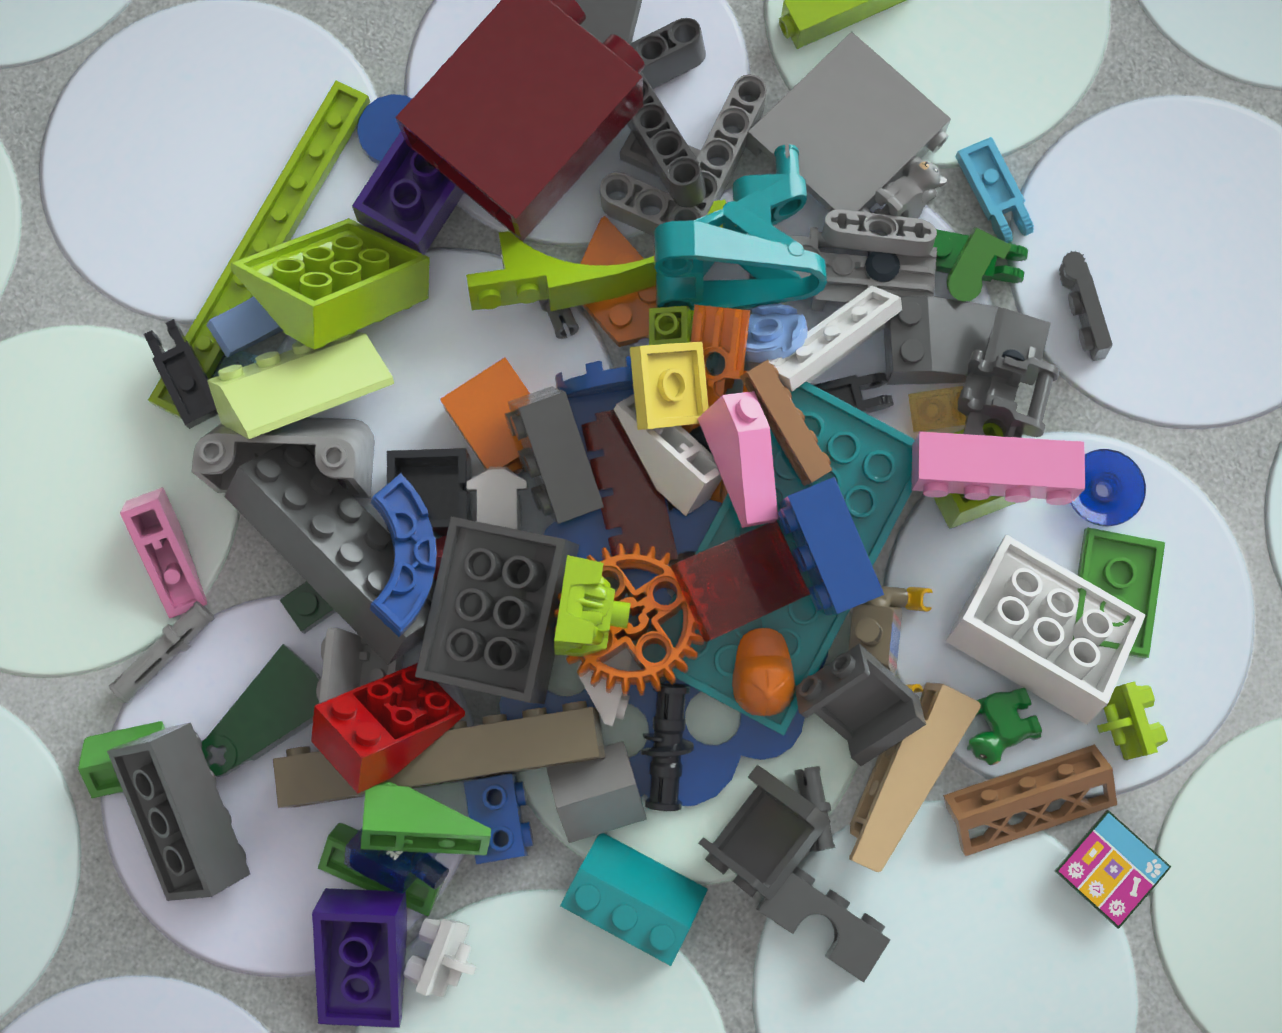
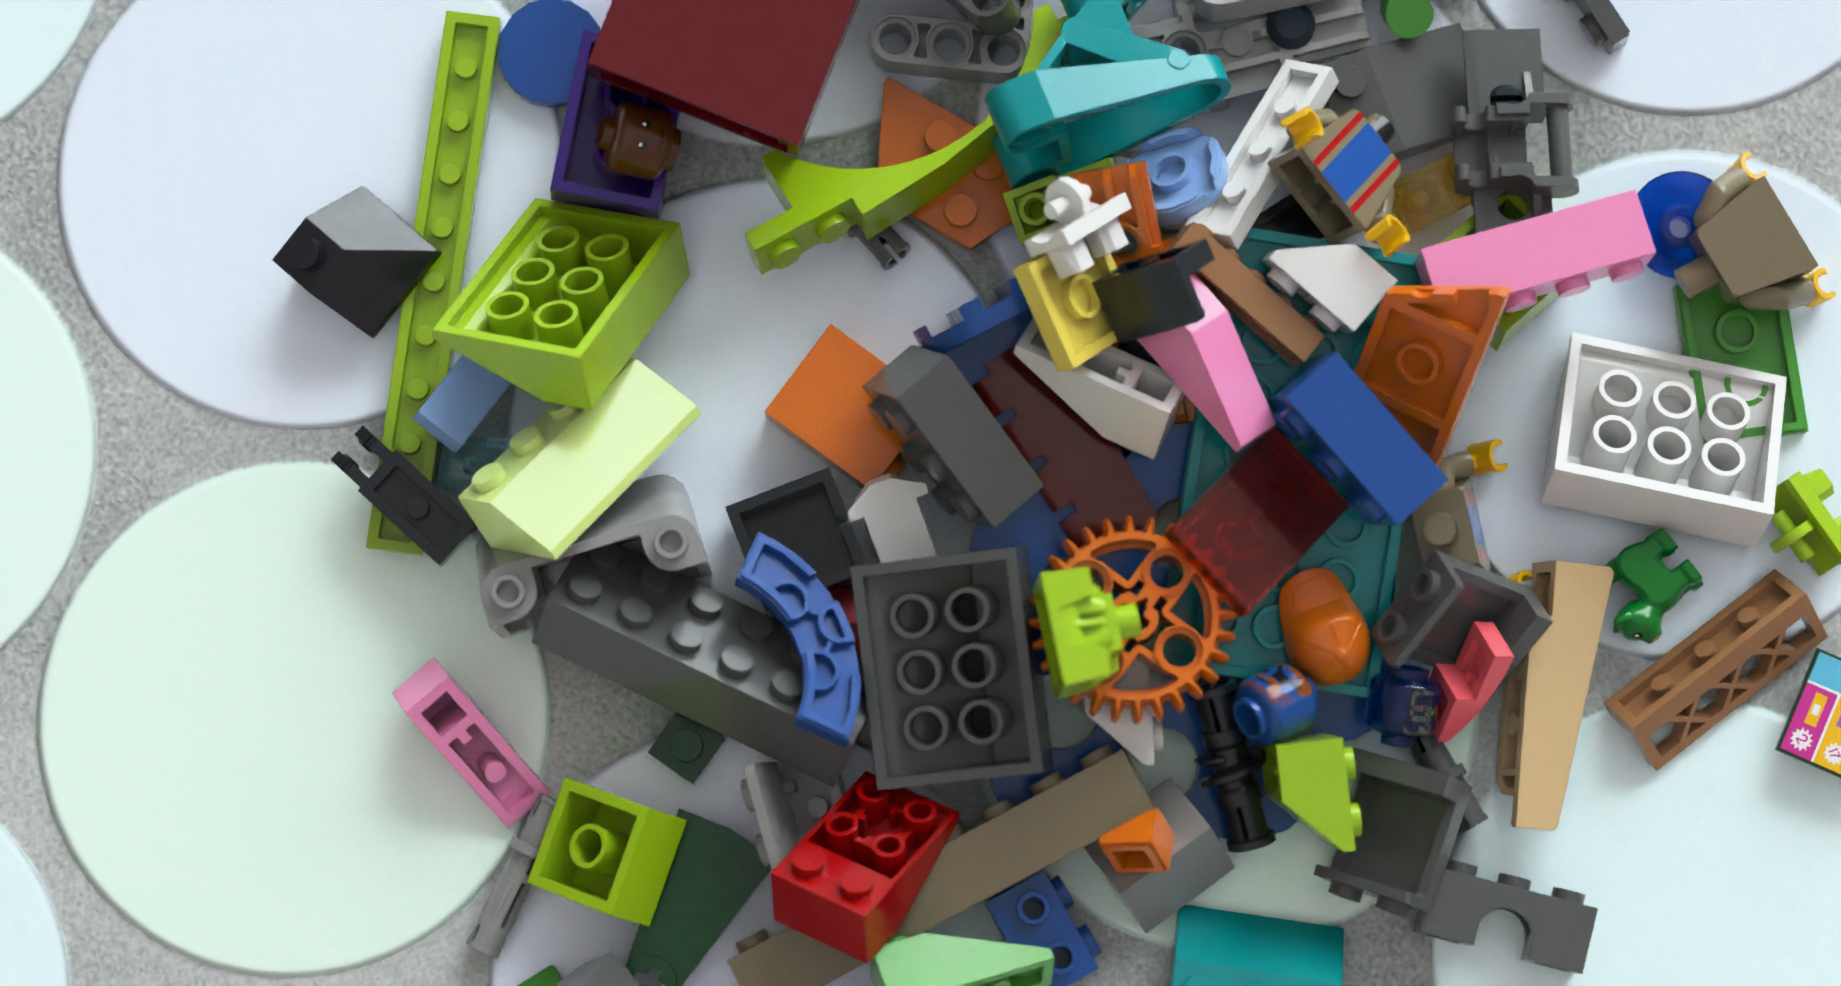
camera: 25 degrees left, 5 degrees up
(214, 213) = (358, 258): none -> black slope
(220, 655) = (607, 852): none -> lime brick
(418, 191) = (638, 141): none -> reddish brown head
(581, 777) = (1140, 844): none -> orange slope
(684, 319) = (1078, 218): none -> white hips
(710, 713) = (1275, 704): none -> blue head
(716, 777) = (1310, 783): none -> lime slope
(722, 397) = (1154, 292): none -> black panel
(801, 746) = (1402, 704): none -> clear blue head
(846, 750) = (1471, 679): none -> coral slope
(851, 432) = (1333, 279): none -> white slope
(882, 363) = (1343, 174): none -> torso
(900, 505) = (1428, 355): none -> orange wing
(1149, 516) = (1749, 247): none -> dark tan torso

